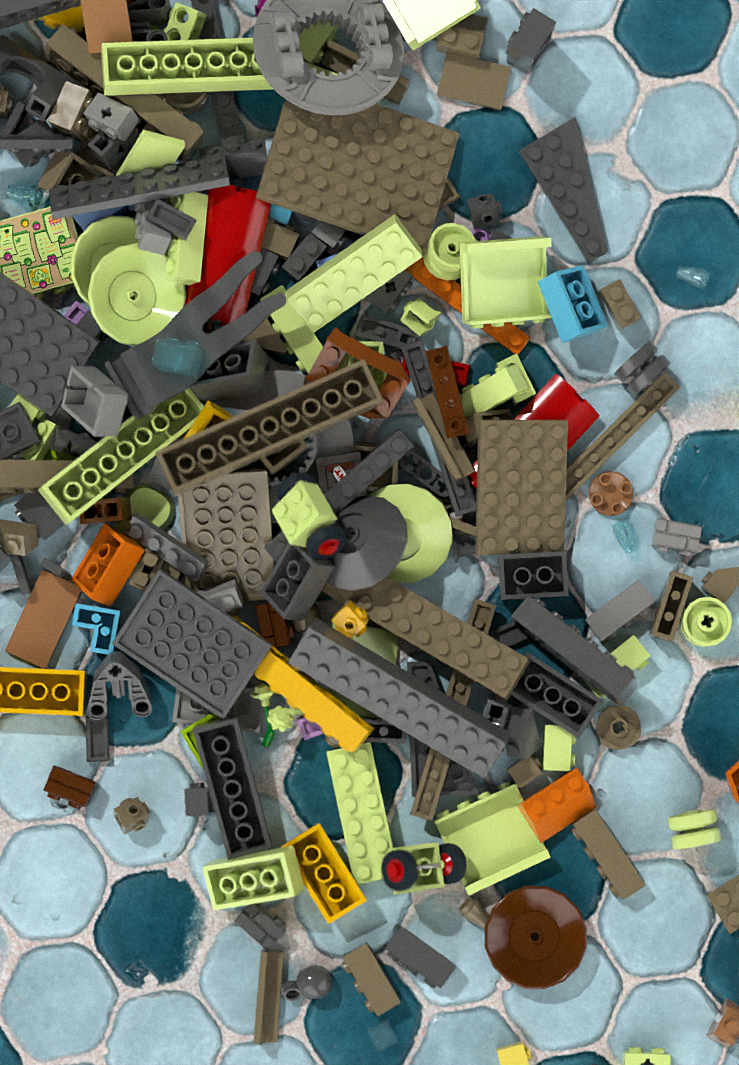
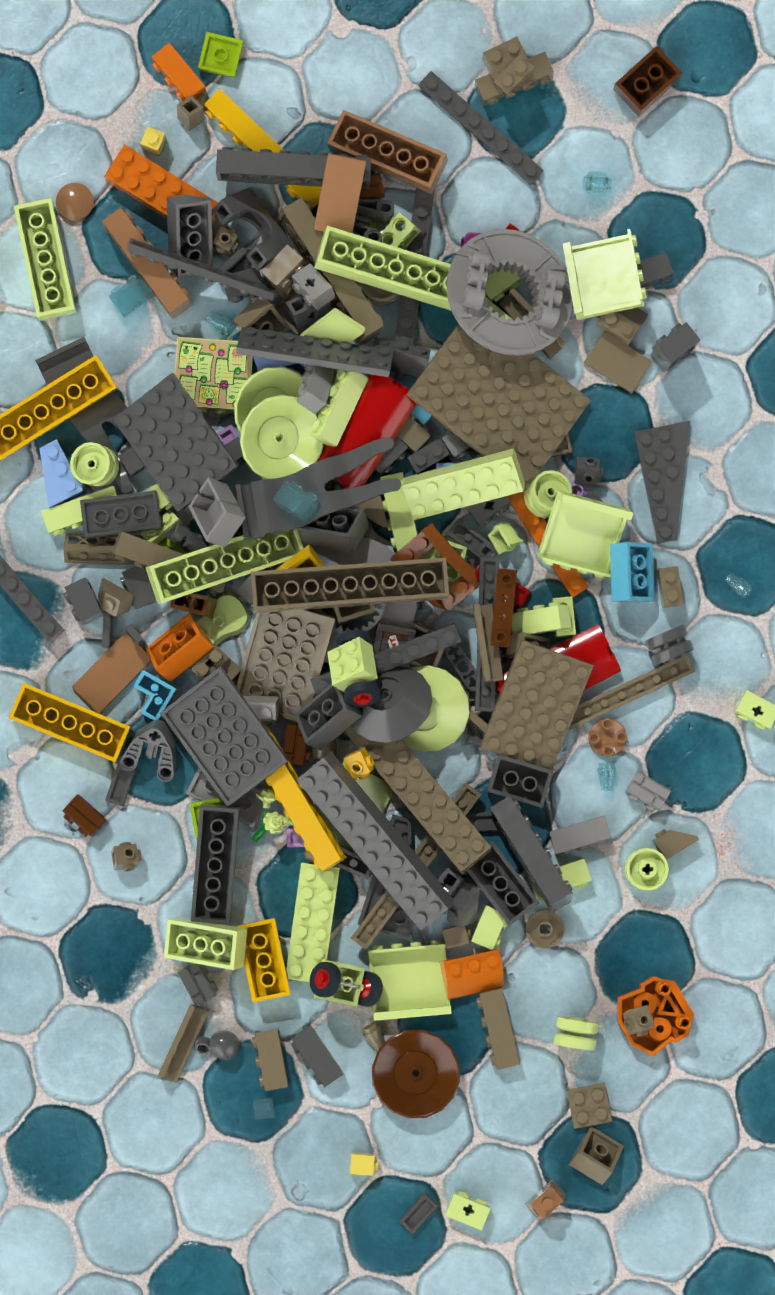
camera: 15 degrees right, 0 degrees up
(167, 547) = (232, 651): dark grey plate -> none
(171, 219) = (331, 388): dark grey tile -> none
(197, 800) = (183, 864): dark grey brick -> none
(671, 606) = (622, 846): dark tan brick -> none

